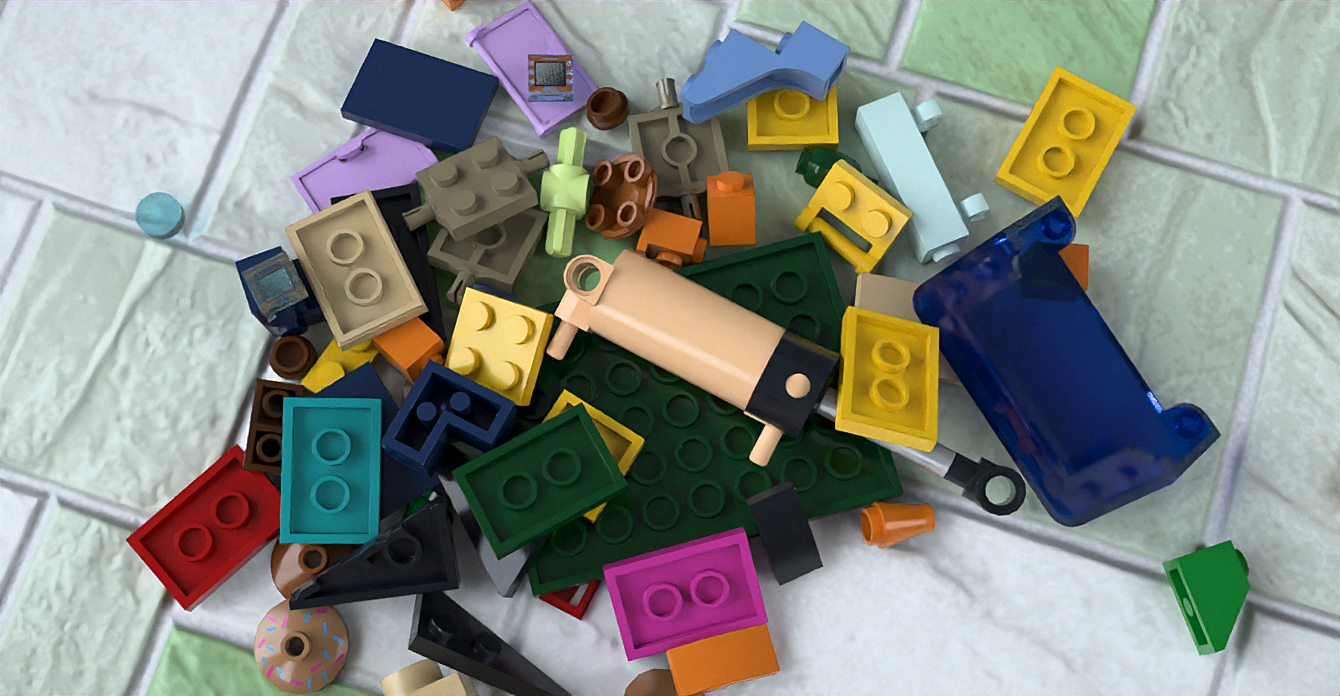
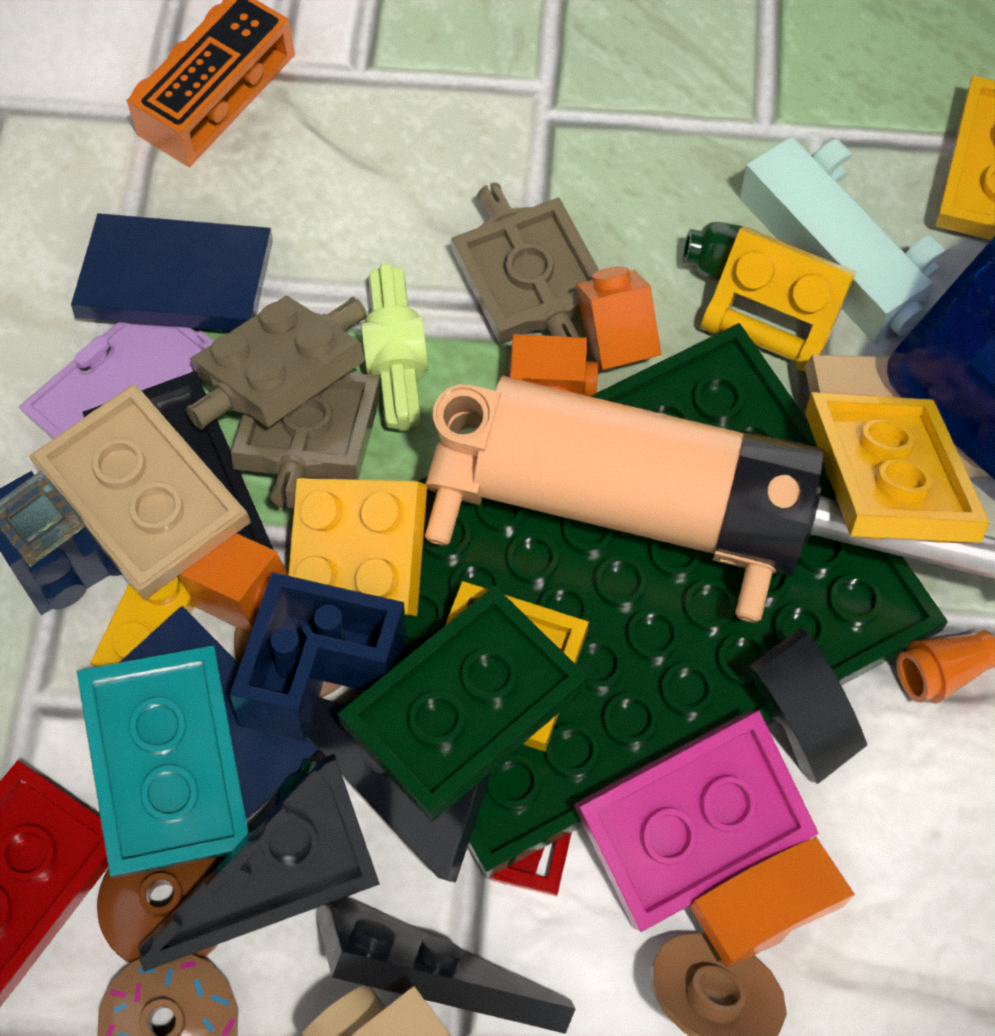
camera: 15 degrees left, 10 degrees down
(265, 429) = (57, 729): reddish brown slope -> none
(292, 357) = (71, 632): reddish brown plate -> none
(505, 50) = (305, 209): lavender door -> none
(550, 78) = (339, 214): tile -> none
(607, 108) = (422, 236): reddish brown plate -> none
(621, 196) = (472, 331): dark orange dish -> none
(745, 69) = (596, 145): medium blue arch -> none
(792, 121) = (656, 186): yellow plate -> none

